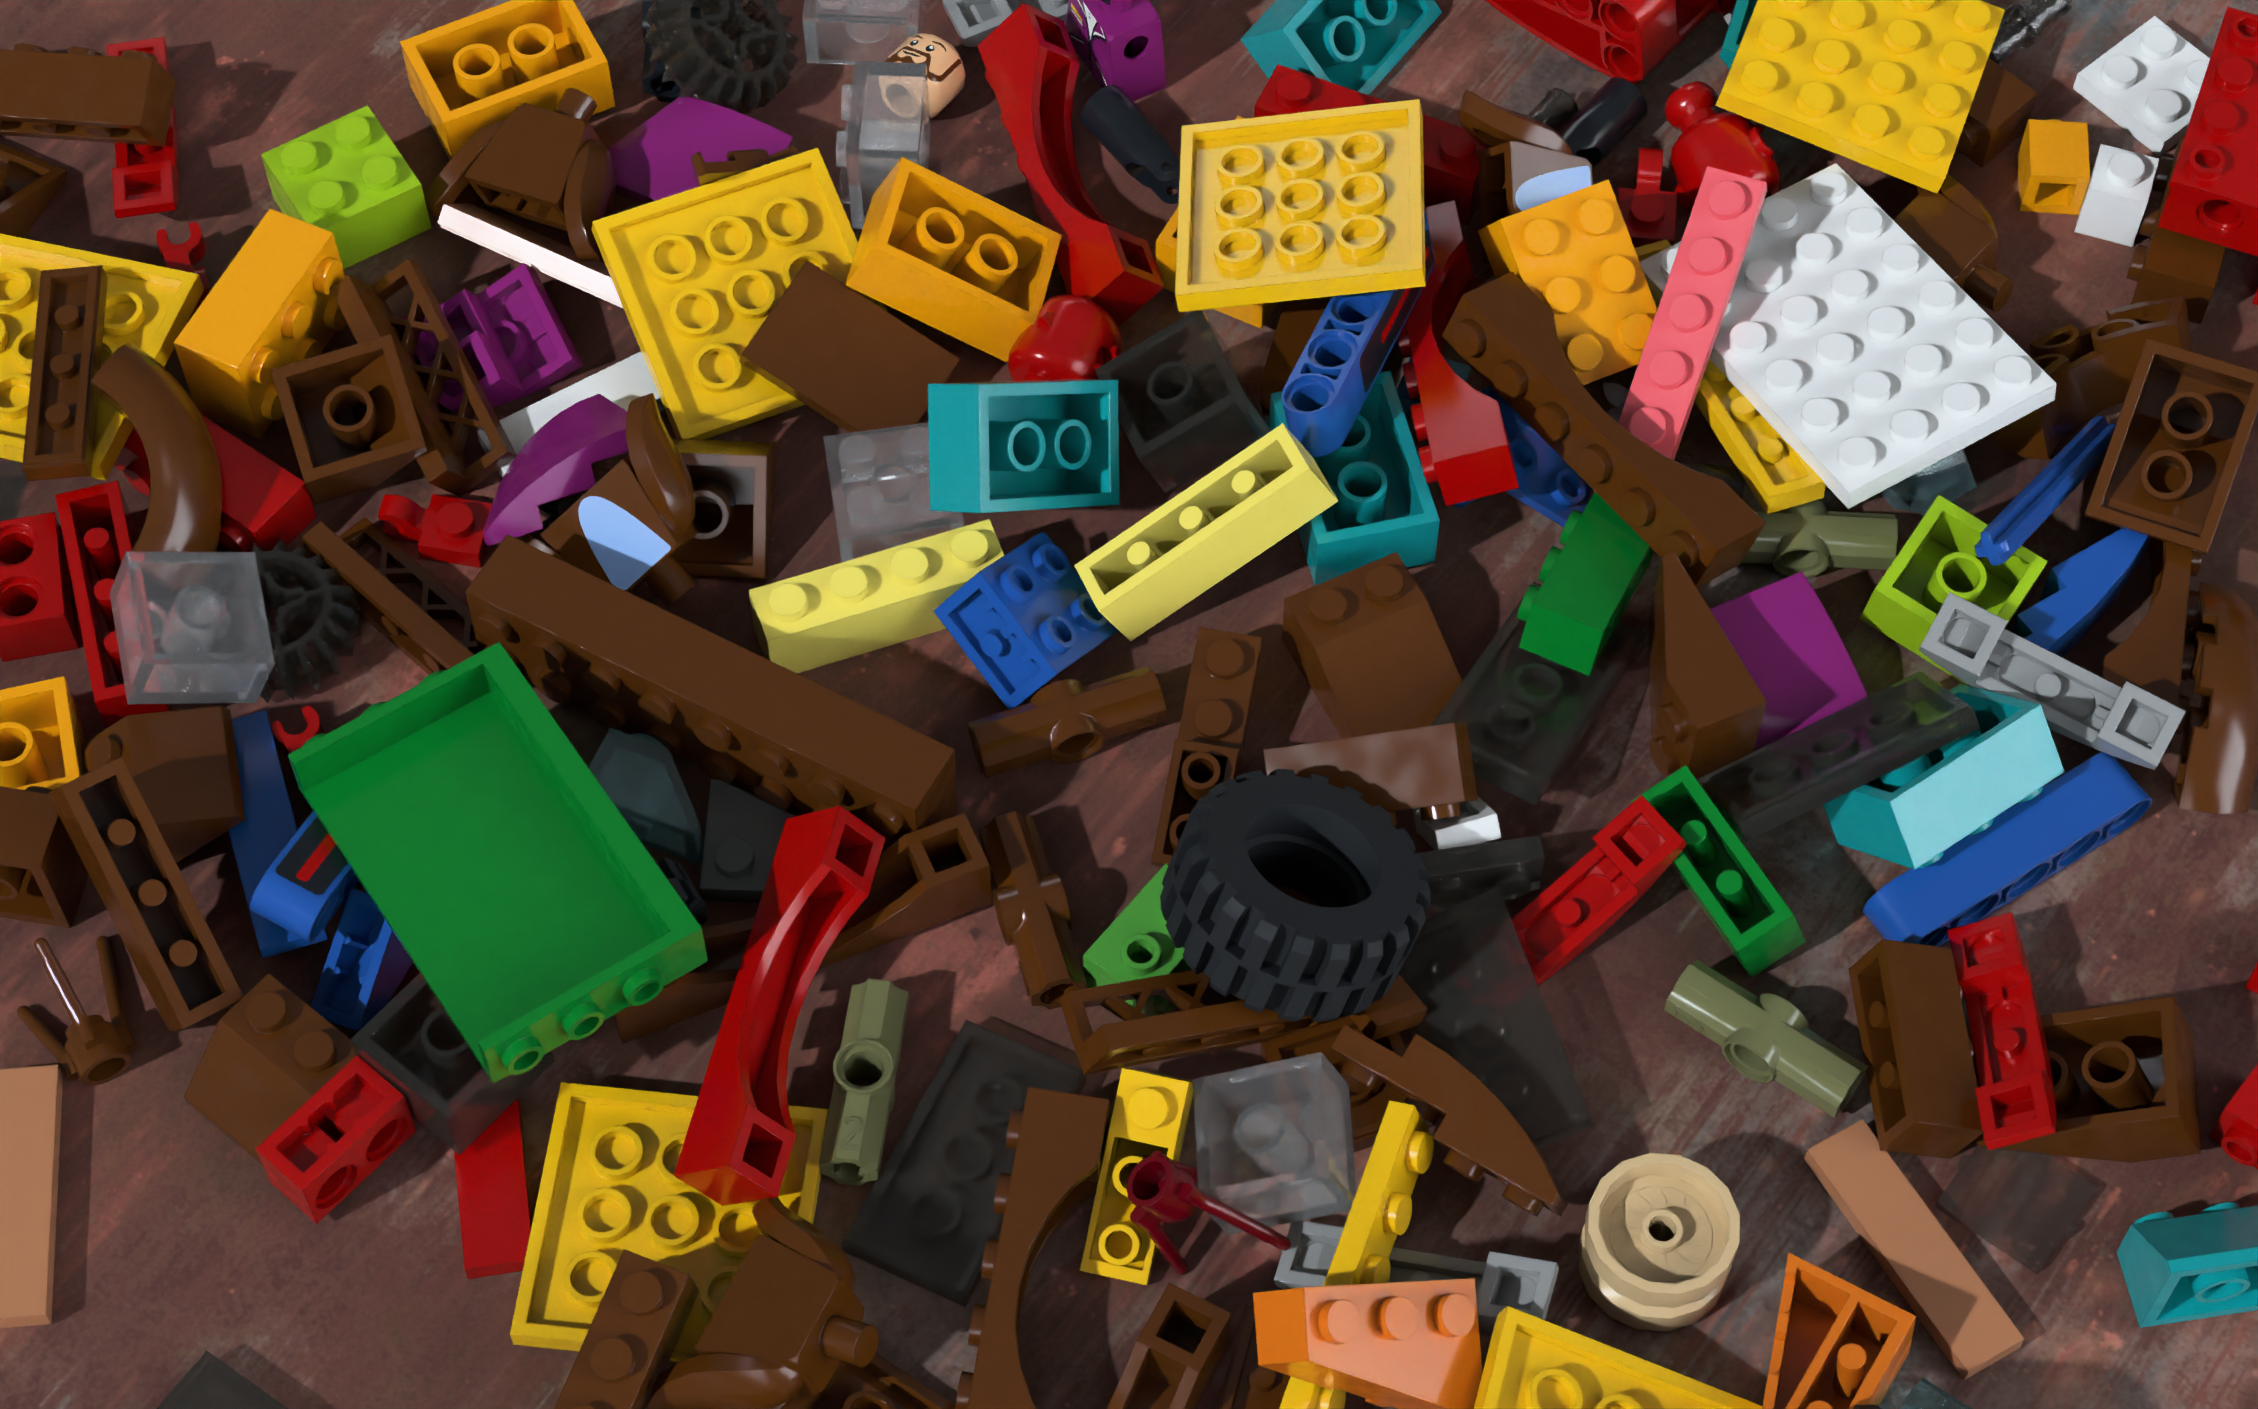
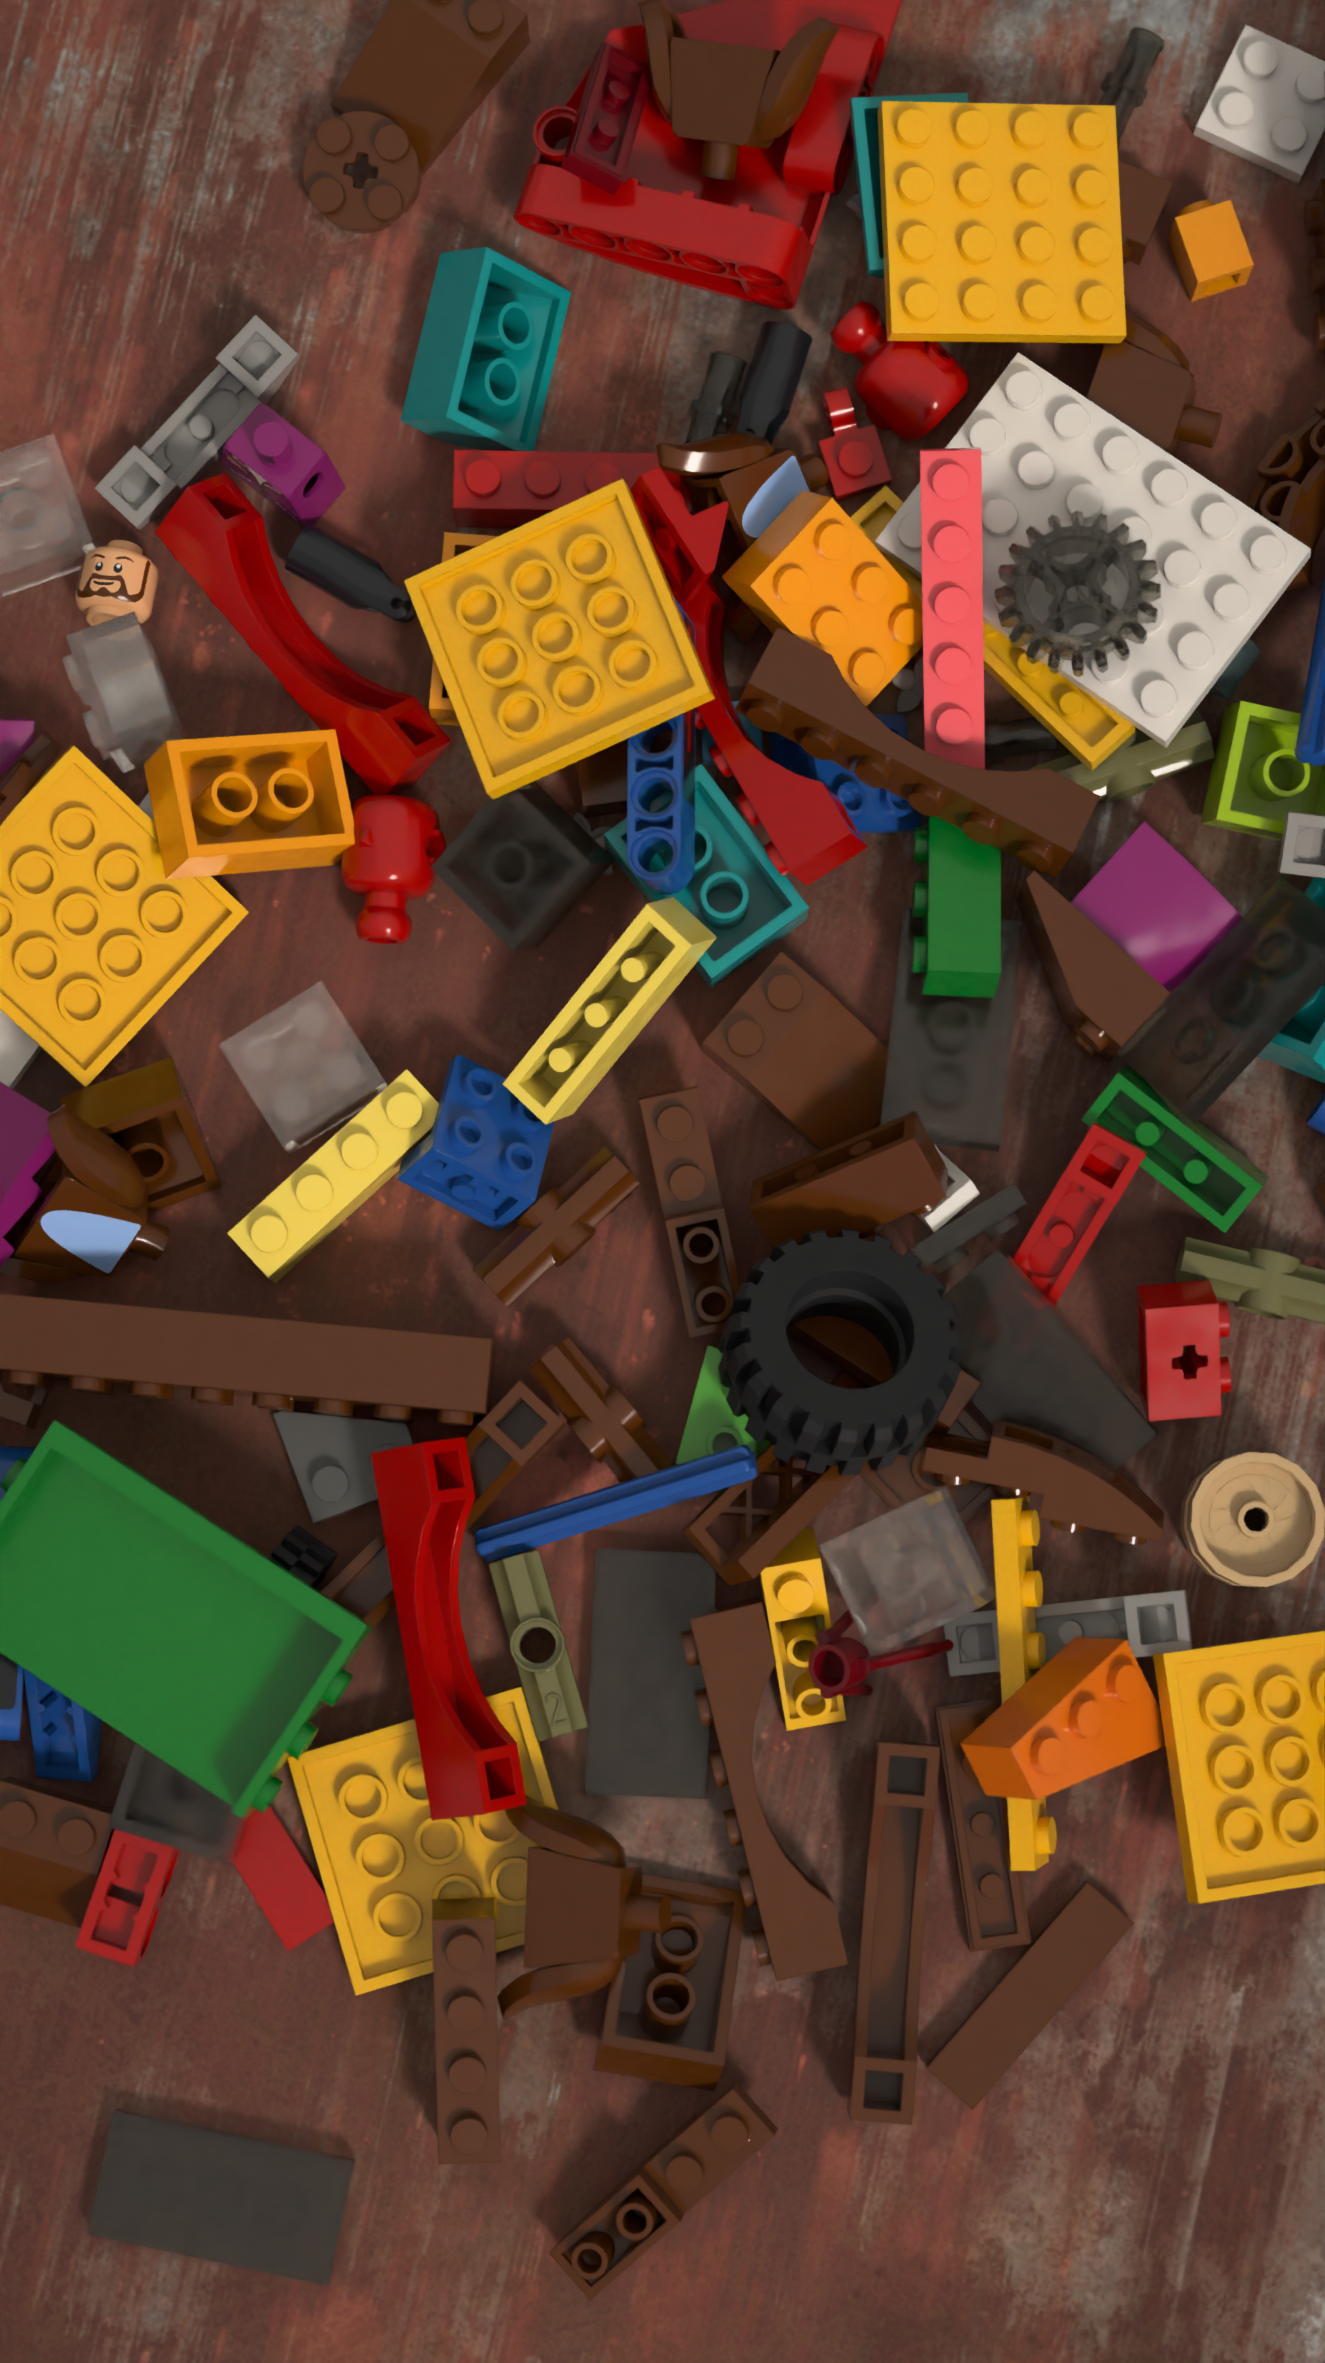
camera: 20 degrees left, 25 degrees up
(649, 793) = (221, 1455): clear light blue slope -> none
(846, 355) = (199, 942): reddish brown tile -> none
(1014, 965) = (616, 1503): none -> blue axle
(1023, 445) = (410, 994): teal brick -> none
(1452, 177) = (683, 543): none -> red slope
(1619, 1081) = (1175, 1382): none -> red brick
(1809, 352) = (1041, 563): none -> clear smoke gear
(2116, 195) = (1282, 263): white brick -> none

